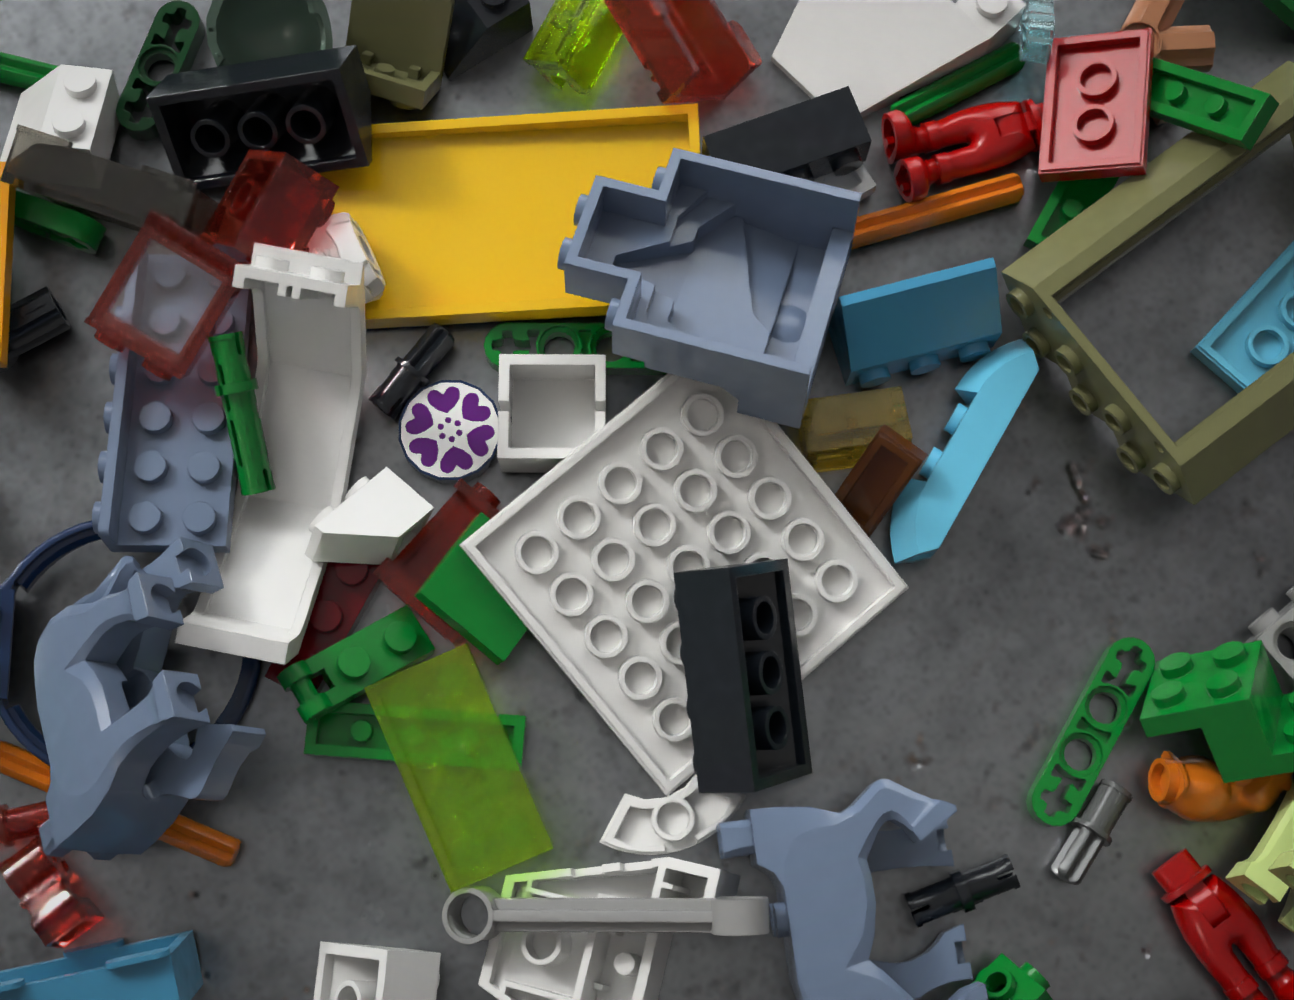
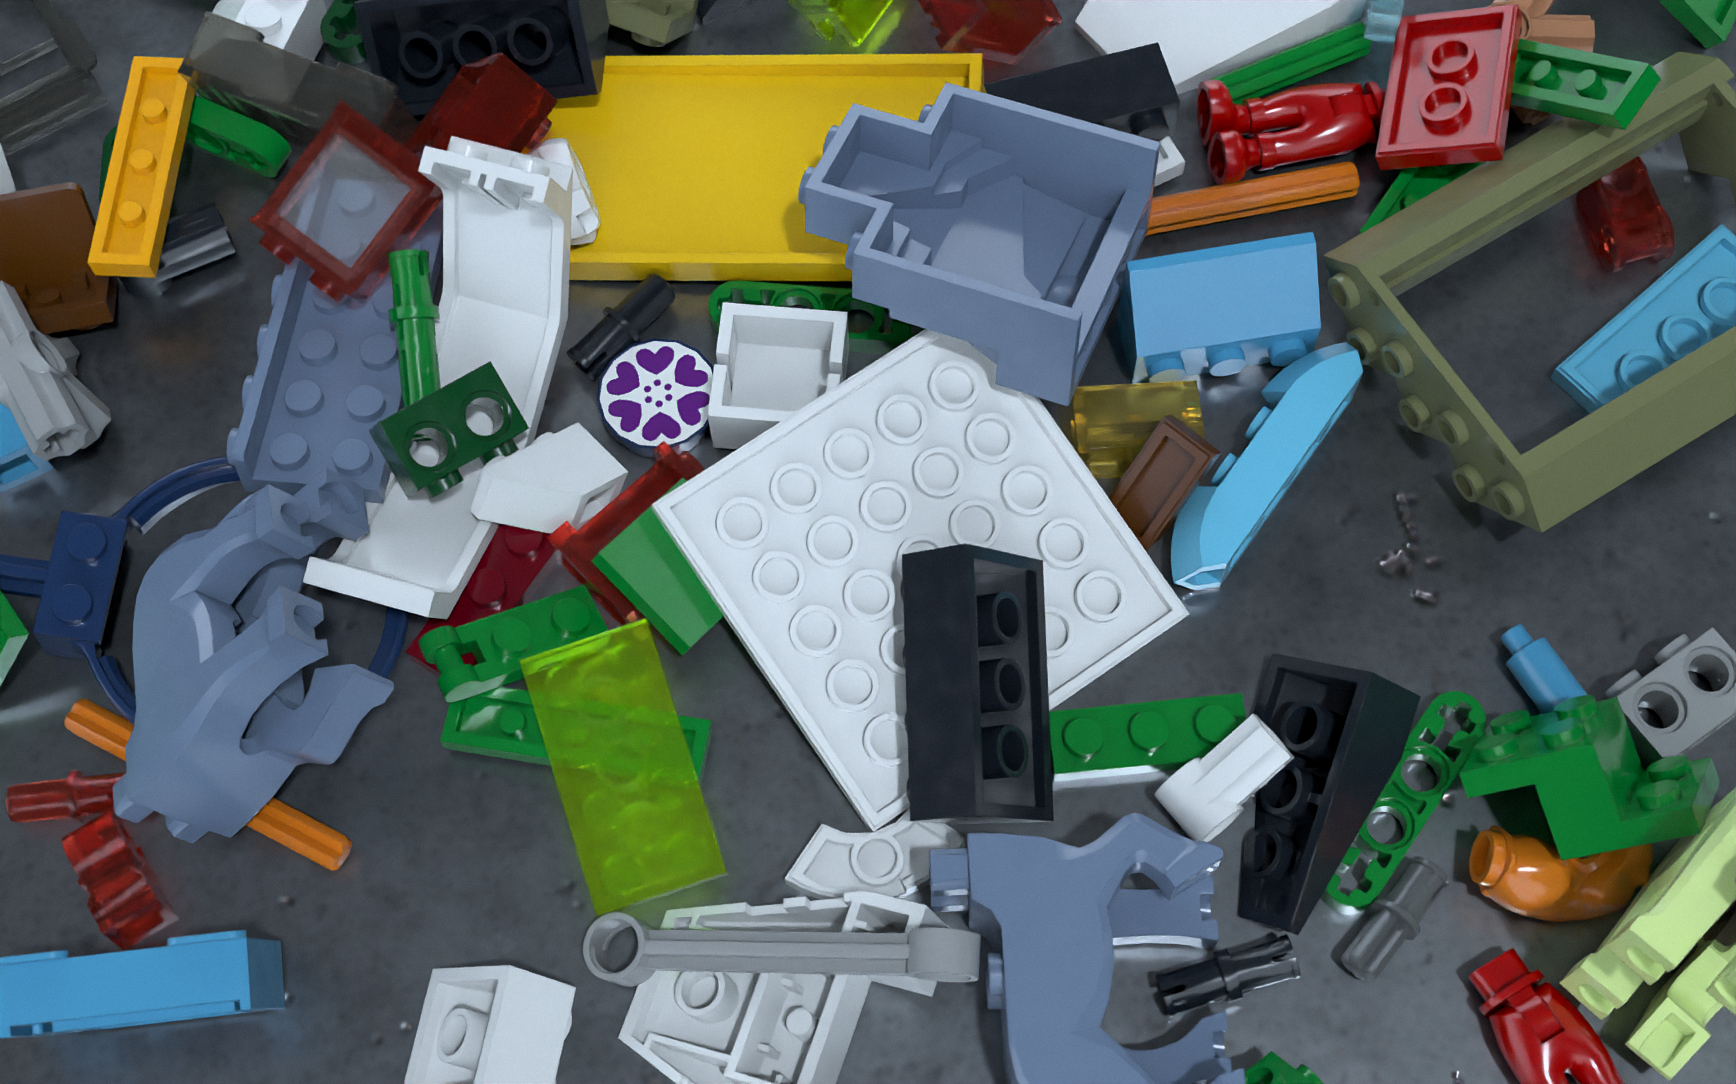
camera: 10 degrees right, 10 degrees down
(274, 478) = (443, 420): none -> dark green brick
(883, 694) = (1140, 735): none -> green plate
(939, 739) = (1210, 790): none -> white piece
(1025, 712) = (1345, 745): none -> black wedge
(1198, 615) = (1539, 670): none -> dark azure cylinder
(1248, 213) = (1626, 222): none -> clear red piece

